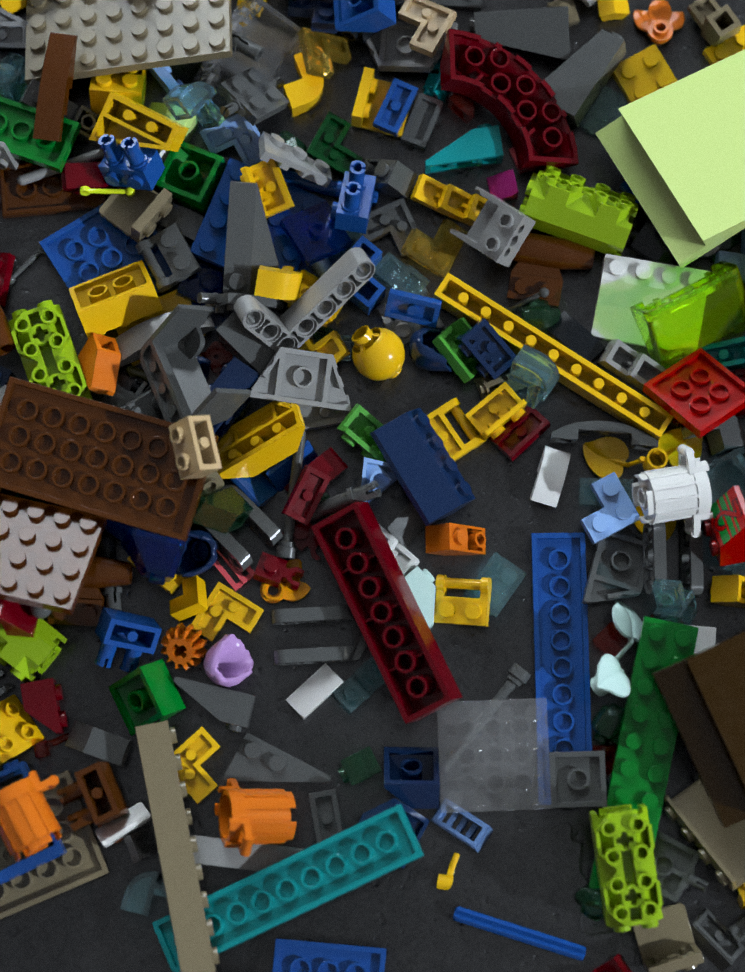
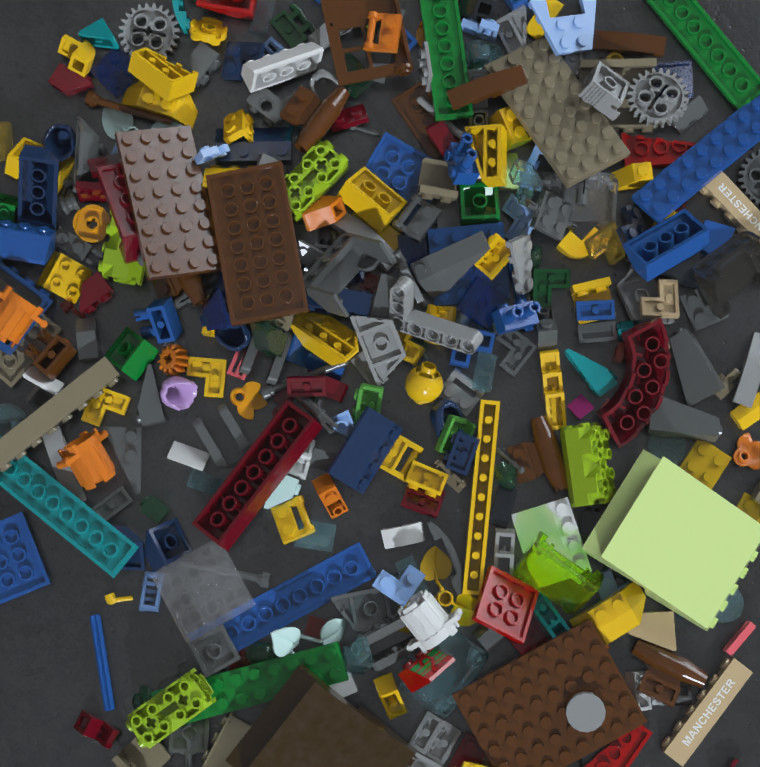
camera: 65 degrees right, 5 degrees up
(85, 191) = (432, 143): neon yellow hinge -> none
(192, 601) = (205, 350): yellow piece -> none
(195, 447) = (291, 300): tan brick -> none
(273, 571) = (250, 390): dark red plate -> none
(278, 283) = (433, 296): yellow brick -> none
(413, 308) = (465, 390): blue plate -> none
(436, 253) = (511, 388): clear yellow plate -> none
(497, 230) = (544, 418): light grey piece -> none
(536, 372) = (462, 491): clear light blue brick -> none

